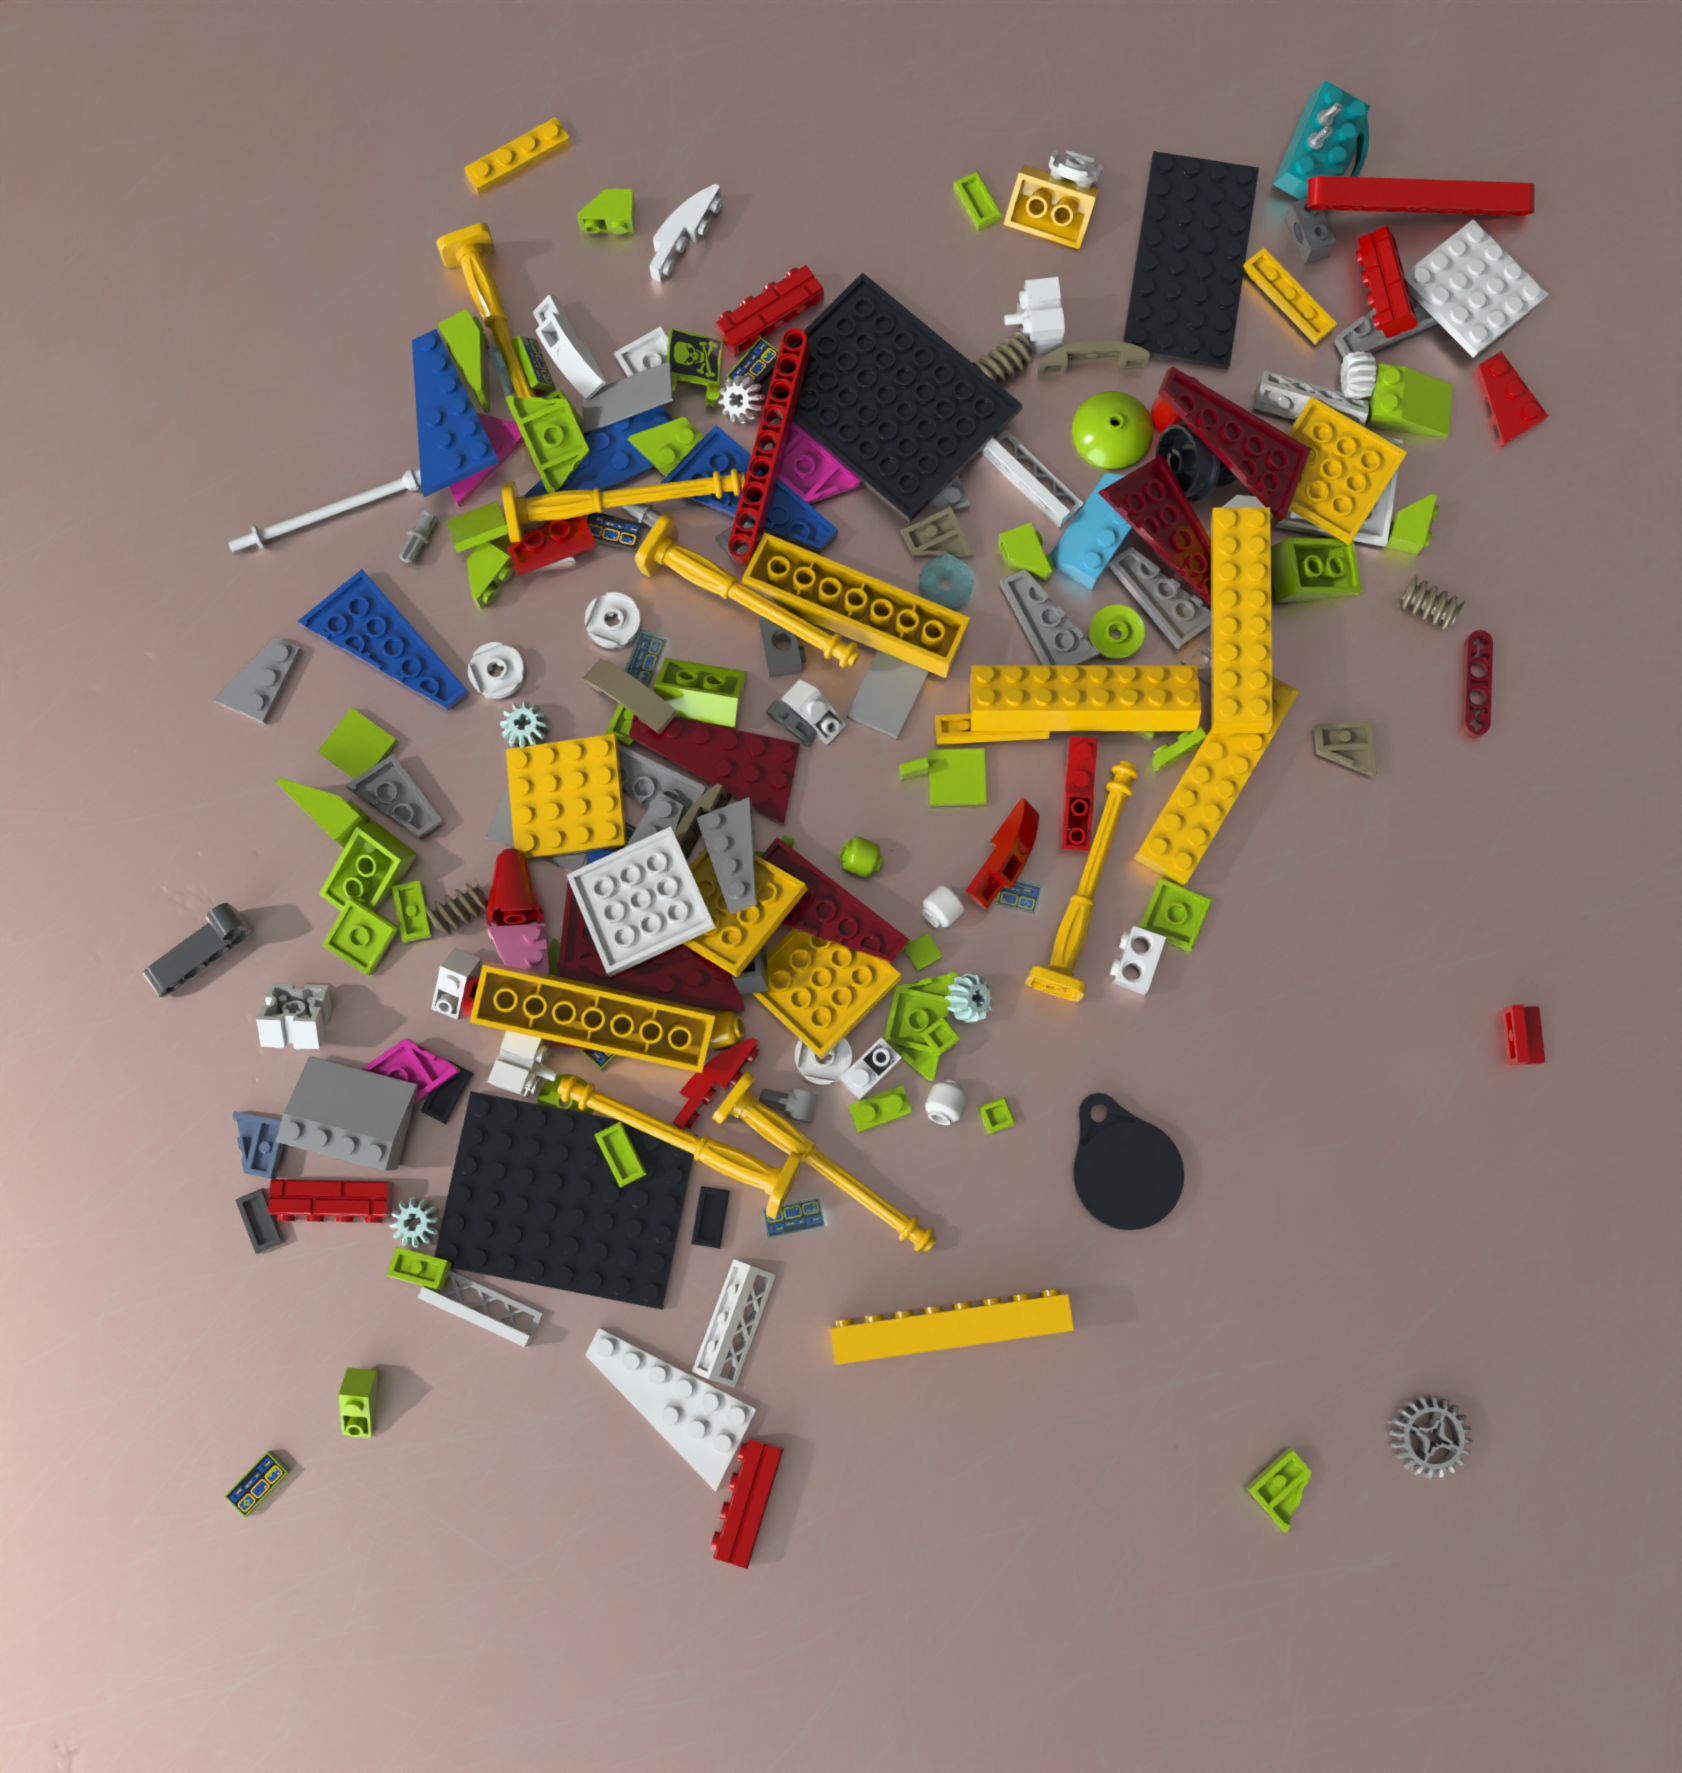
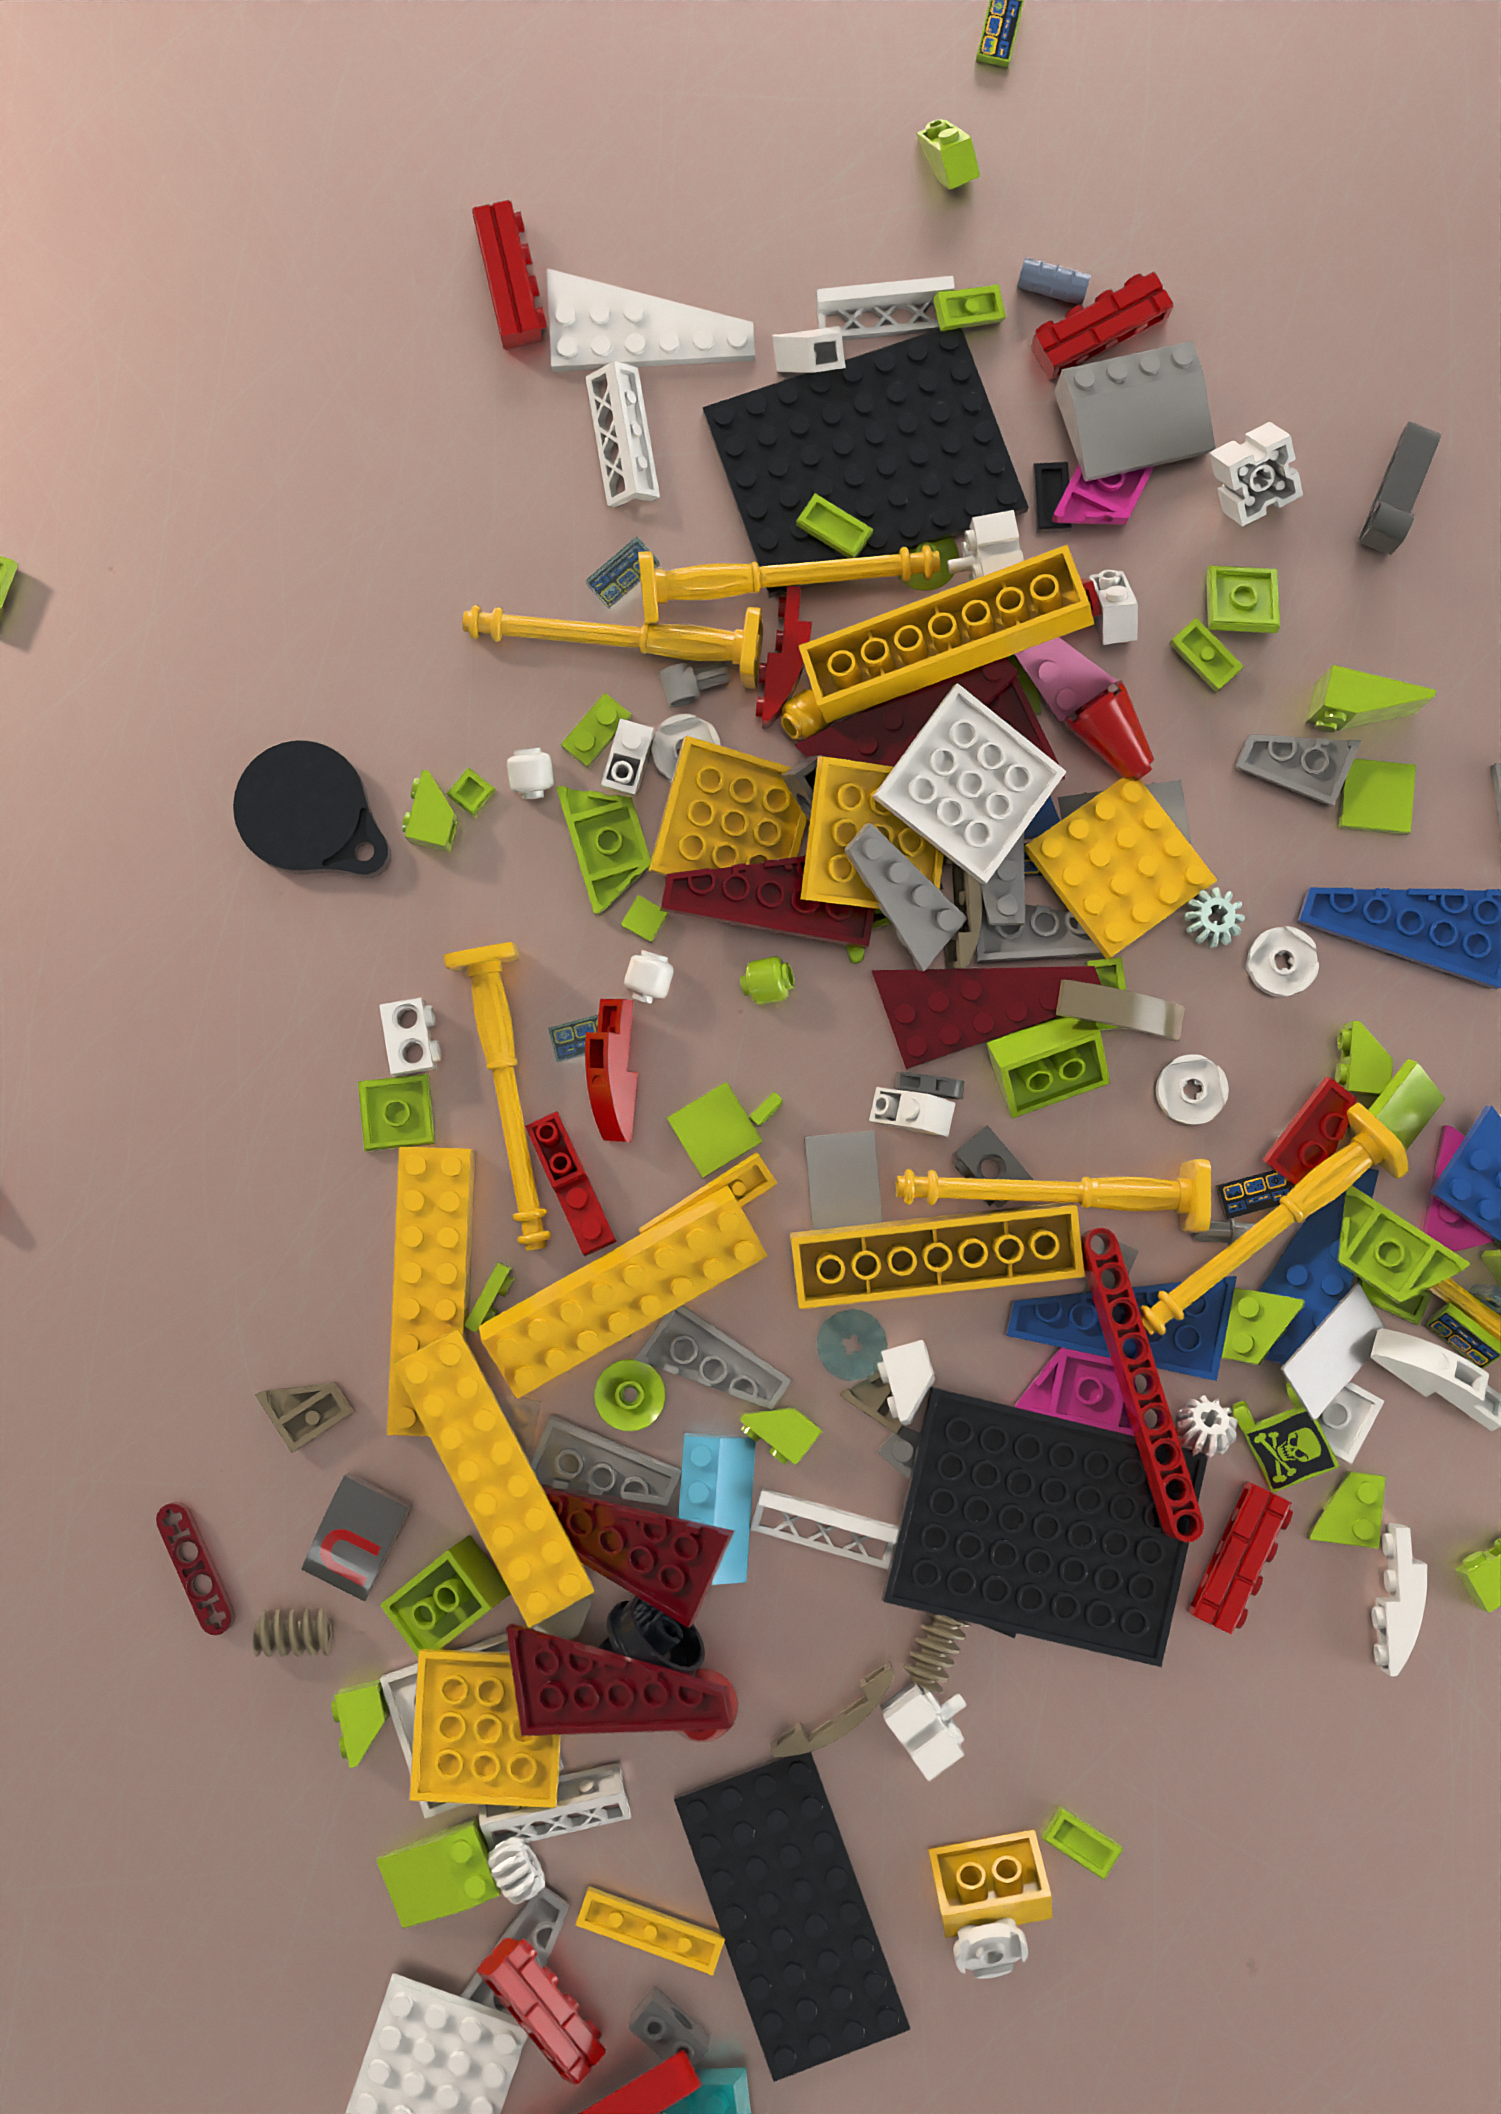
camera: 150 degrees right, 5 degrees up
(258, 1144) = (1210, 336): sand blue wing -> none
(260, 1226) = (1149, 257): dark grey tile -> none
(344, 1254) = (1053, 281): none -> sand blue axle
(368, 867) = (1280, 673): lime slope -> none
(408, 1215) = (1002, 338): light aqua gear -> none
(418, 536) = (1463, 1060): light grey axle -> none
(458, 908) = (1157, 681): dark tan piece -> none
(556, 1302) = (809, 350): none -> white slope
(645, 656) = (1131, 1066): clear light blue tile -> none
(677, 299) = (1353, 1512): none -> lime wing
(710, 1217) = (707, 525): black tile -> none
(754, 361) = (1220, 1484): tile -> none
(920, 535) = (909, 1376): none -> white slope
(940, 1036) = (573, 834): lime tile -> none
(951, 1328) = (398, 544): yellow brick -> none
(970, 997) = (565, 892): light aqua gear -> none
(1034, 1110) = (431, 818): none -> lime slope
(1110, 445) = (761, 1615): lime dish -> none
(1354, 642) = (356, 1536): none -> dark grey slope
(1510, 400) = (327, 1948): red wing -> none

